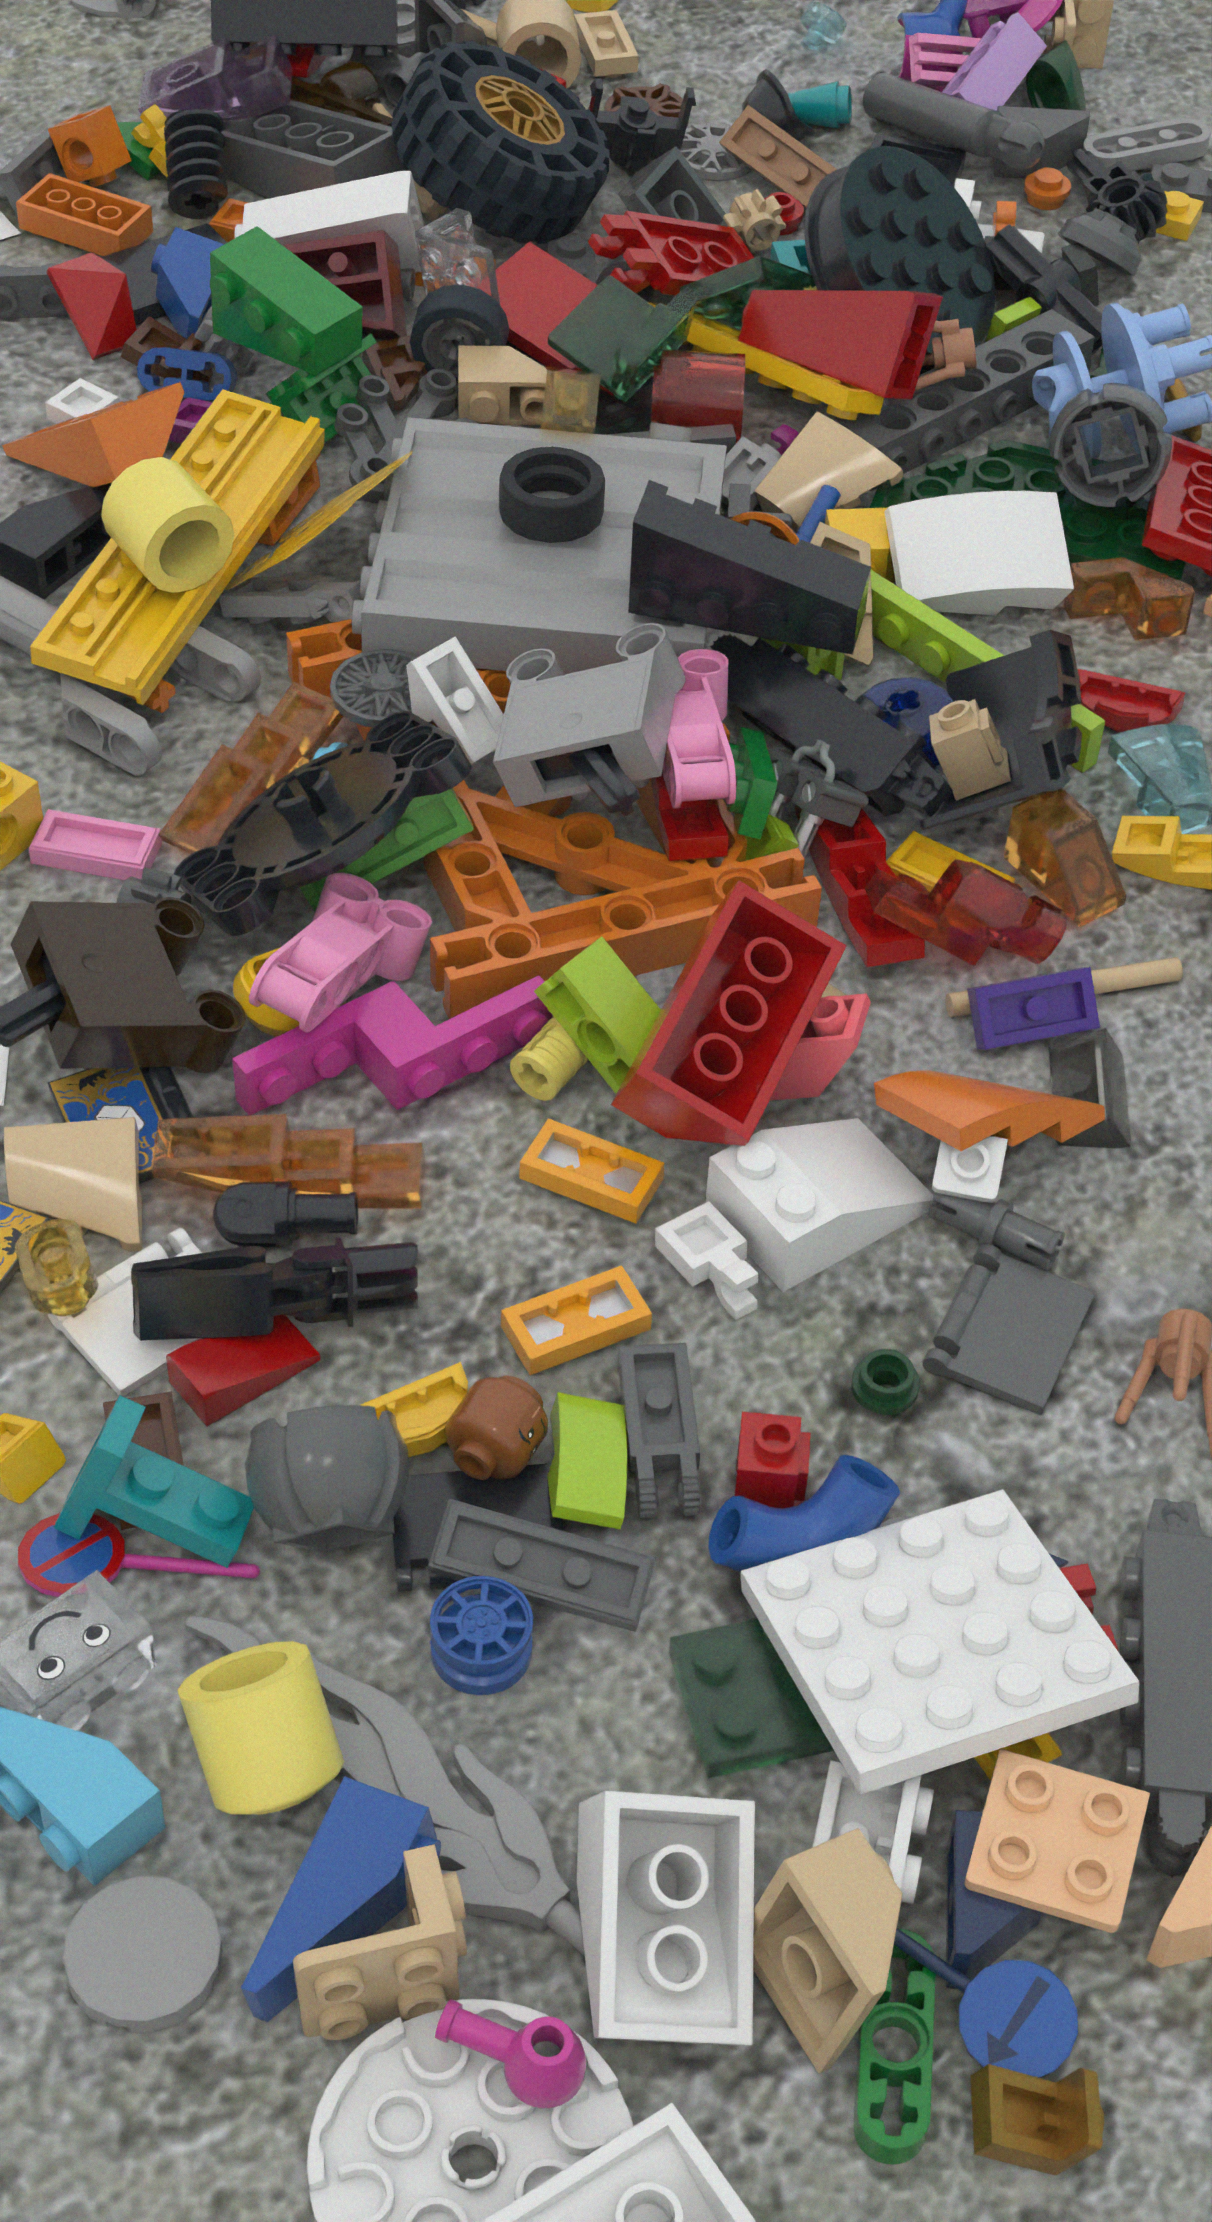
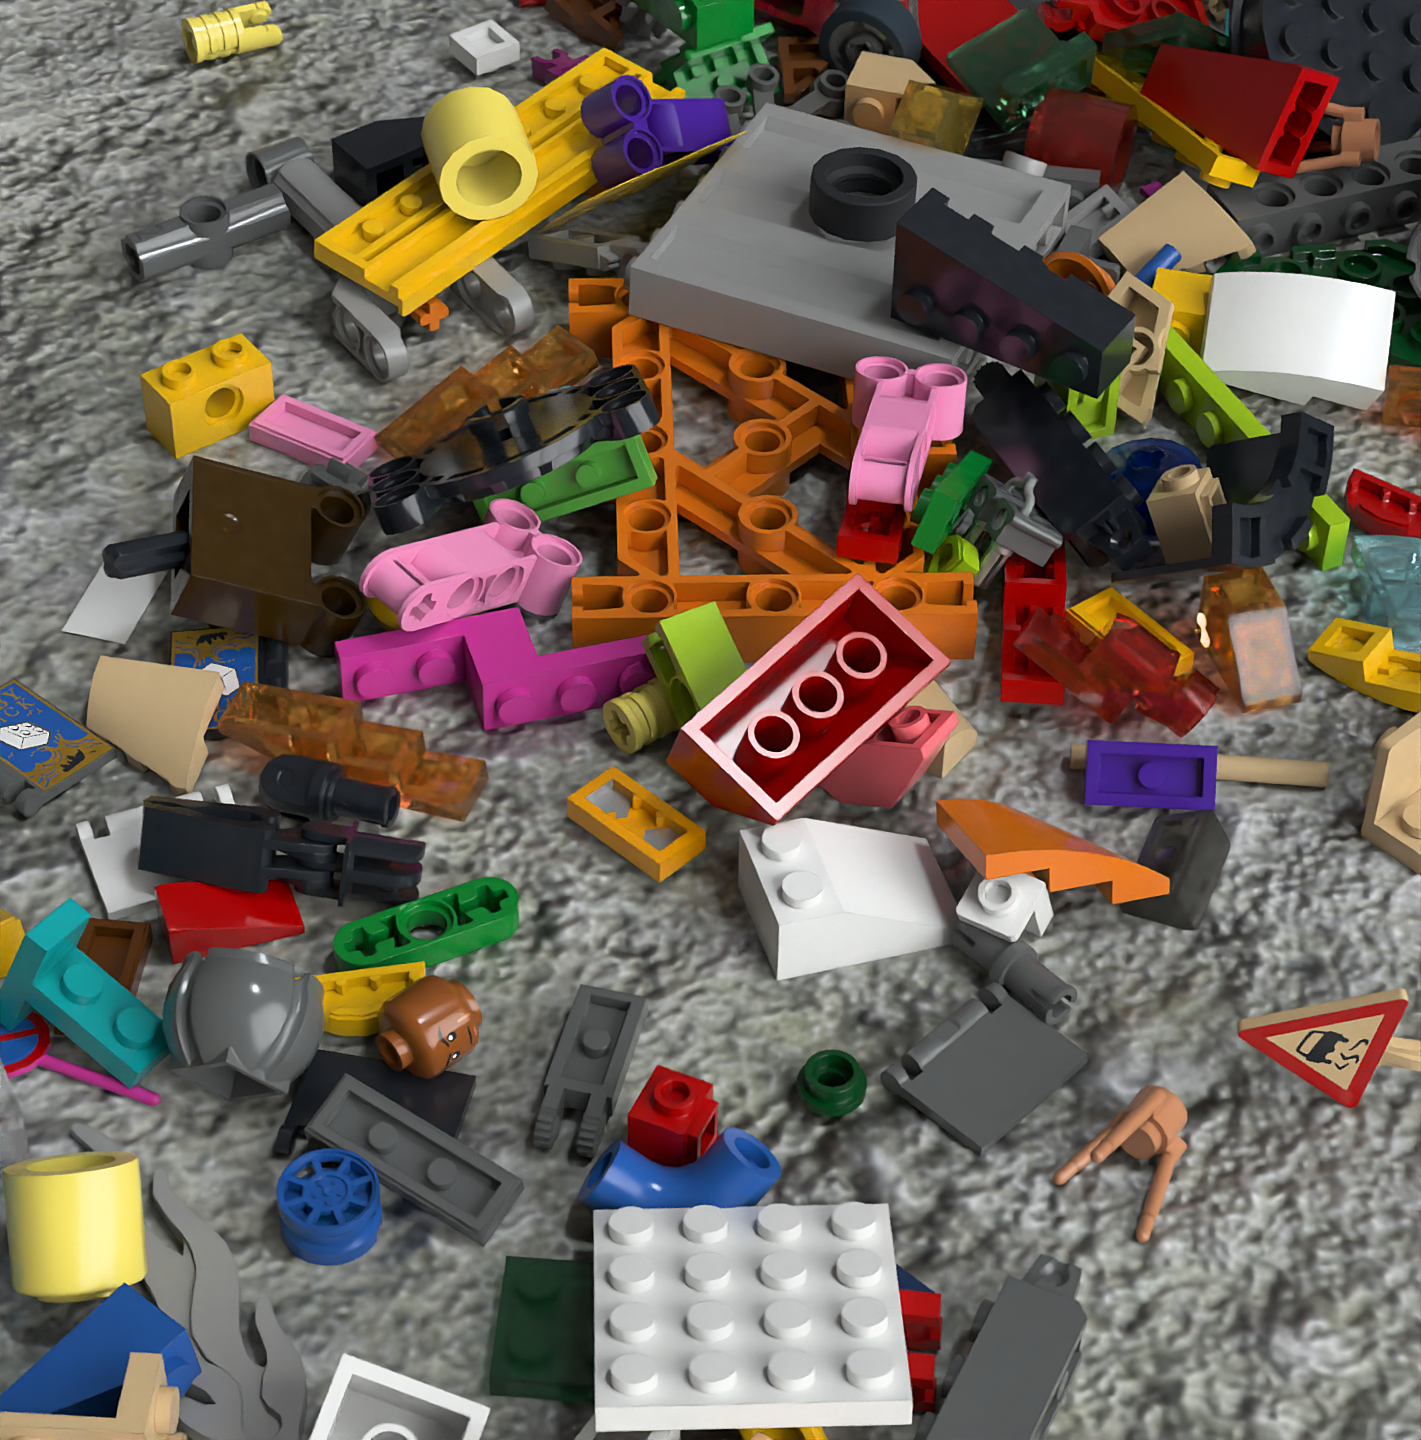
camera: 20 degrees right, 5 degrees down
(56, 1267) = (94, 789): clear yellow plate -> none
(104, 442) = (495, 63): orange wedge -> none
(188, 361) = (598, 23): blue beam -> none
(306, 470) = (648, 132): none -> dark purple piece
(372, 686) = (633, 337): dark grey wheel -> none
(450, 1303) = (466, 901): none -> green beam
(453, 695) = (687, 367): white slope -> none
(576, 1320) = (555, 952): light orange piece -> none
(589, 1461) = (502, 1079): lime slope -> none
(591, 726) = (791, 409): light grey piece -> none
(709, 1247) = (716, 919): white plate -> none

